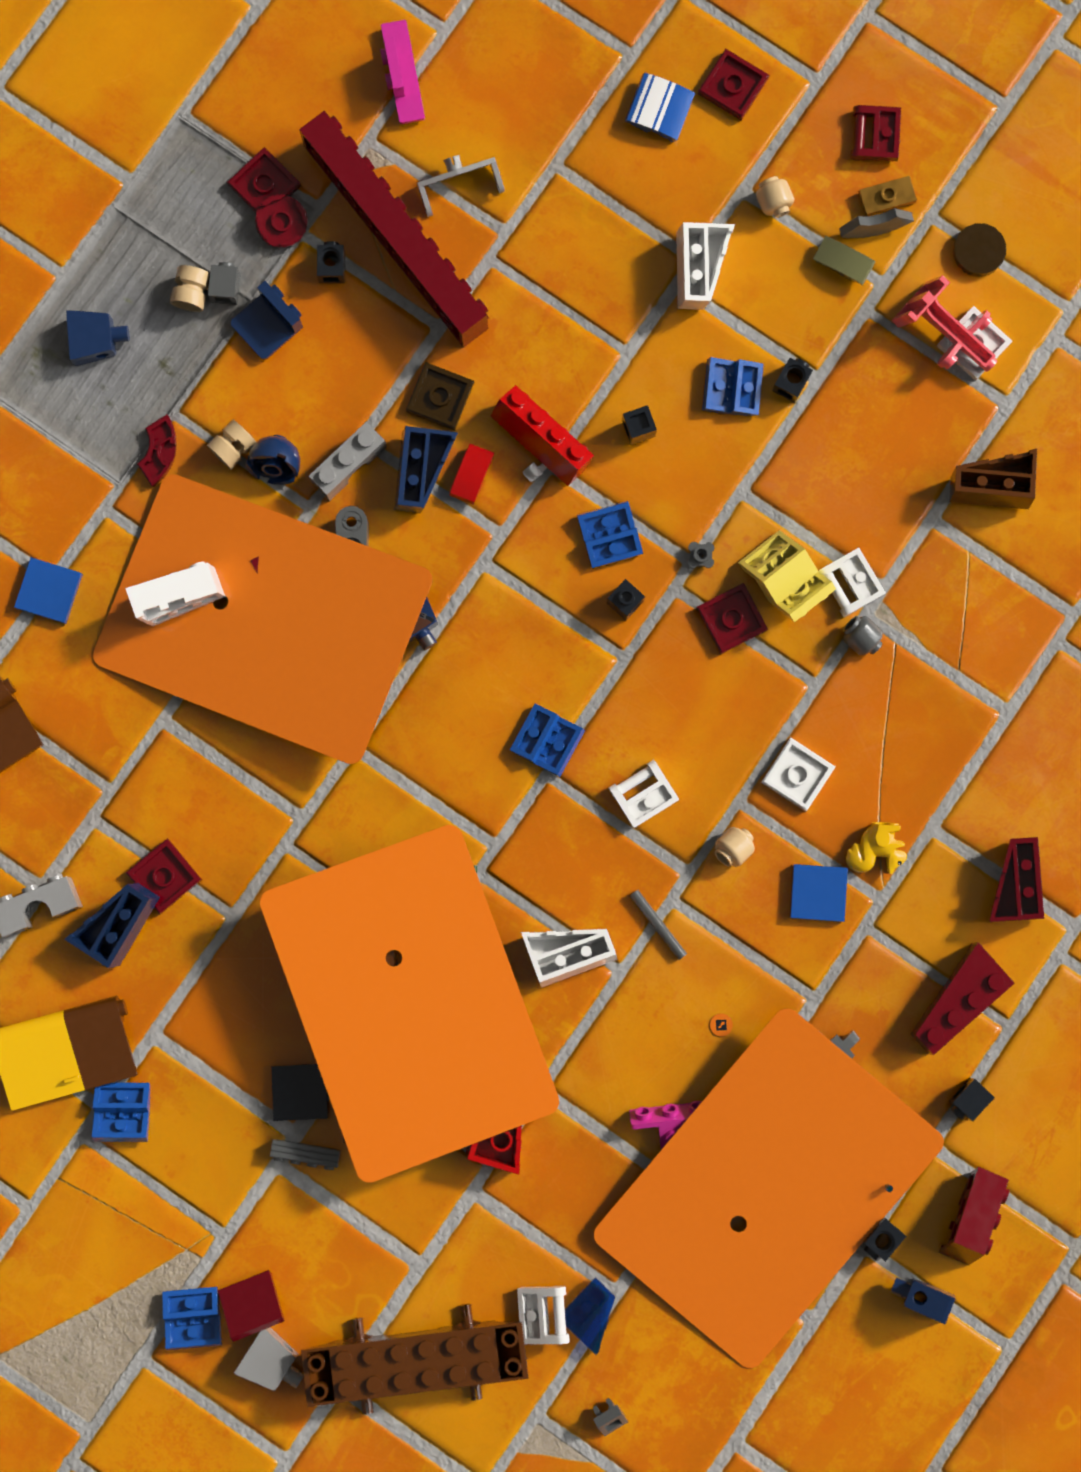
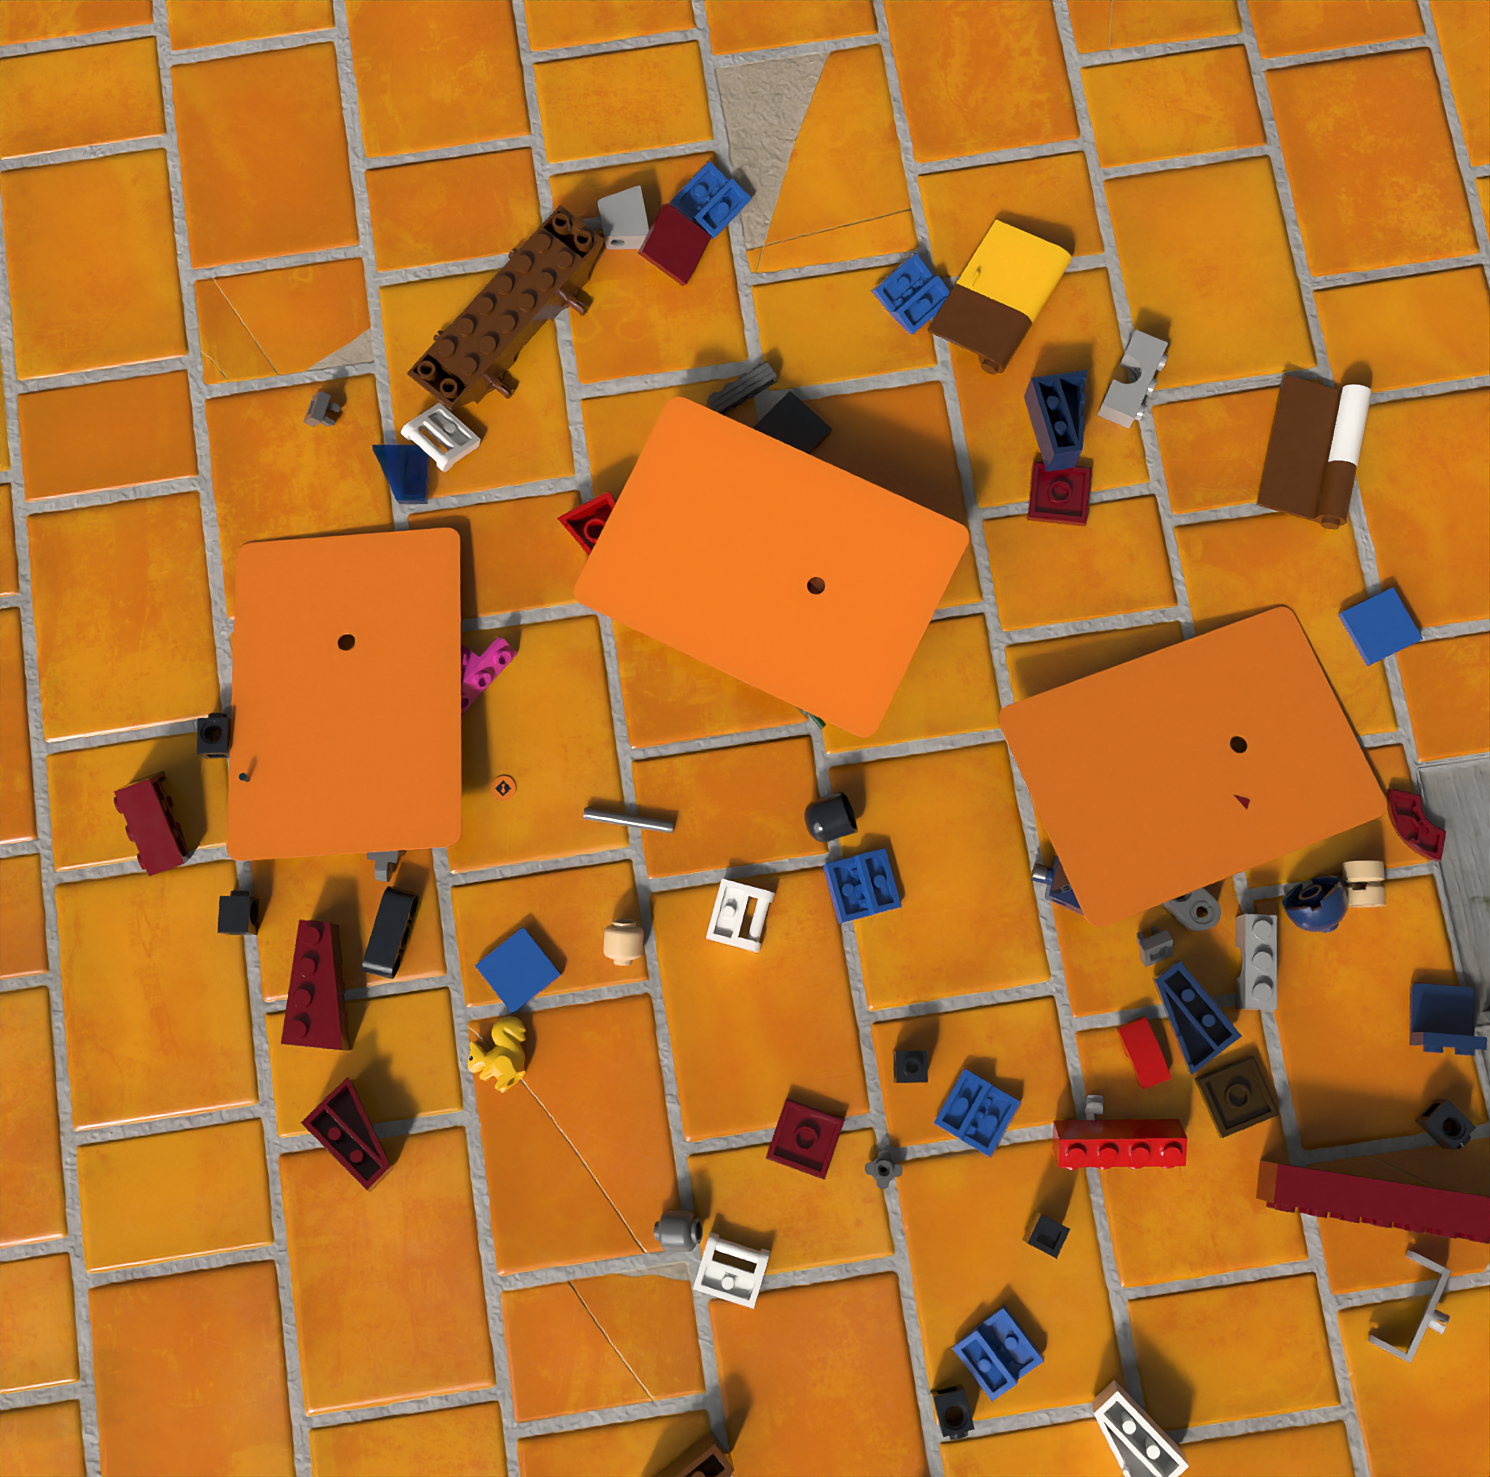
camera: 140 degrees right, 5 degrees down
(175, 593) = (1282, 712): white wedge -> none
(401, 528) = (1156, 947): none -> dark grey tile
(529, 802) = (830, 817): none -> black helmet
(567, 952) = (681, 724): white wedge -> none
(787, 575) = (792, 1220): light yellow bracket -> none
(798, 774) = (625, 1055): white tile -> none
(880, 994) = (390, 932): none -> black beam
(937, 1304) = (138, 720): dark blue torso -> none

